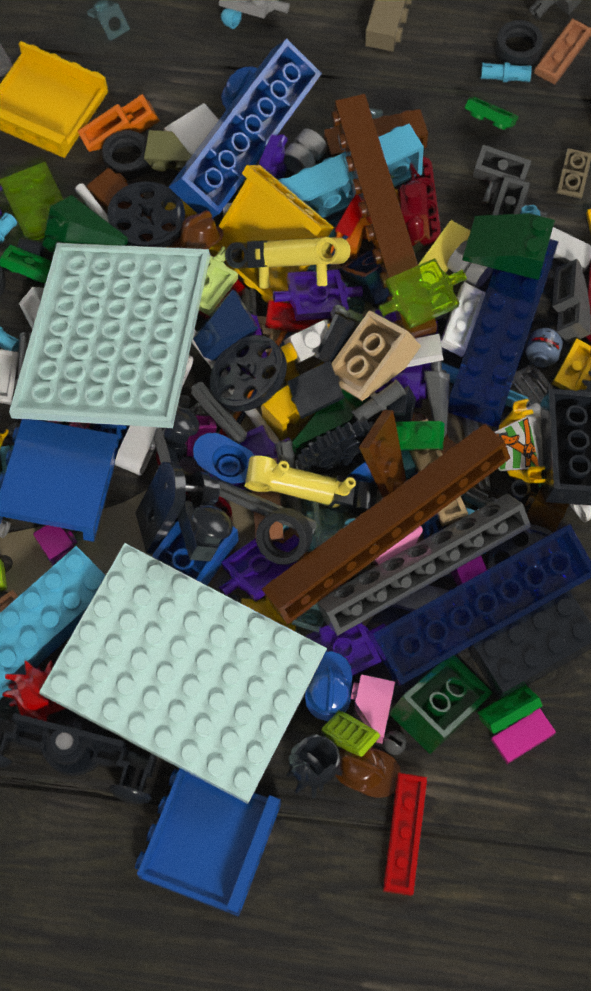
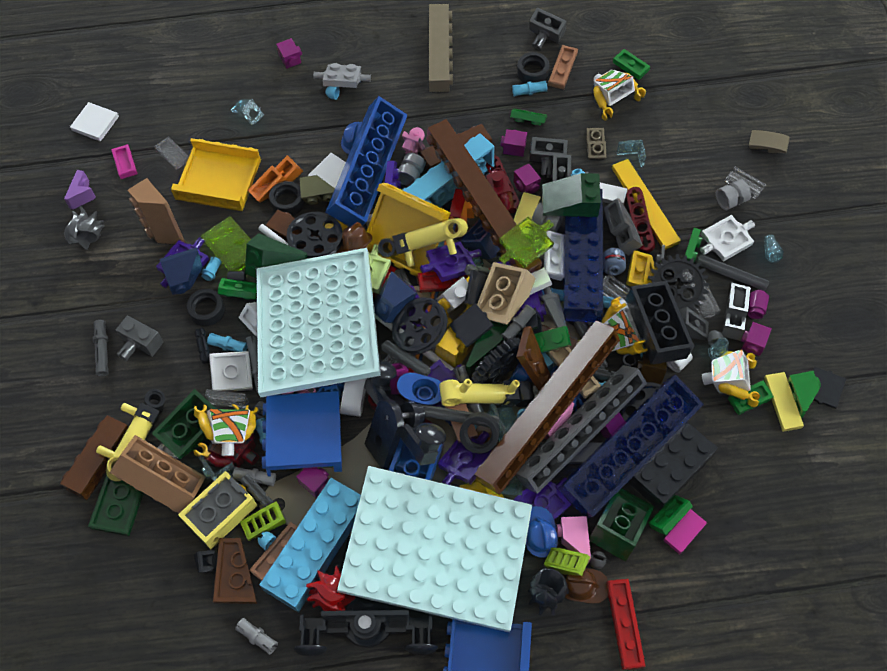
camera: 15 degrees left, 5 degrees down
(318, 116) = (413, 141): none -> bright pink hips
(459, 146) = (514, 142): none -> magenta brick
(460, 203) = (527, 179): none -> magenta brick

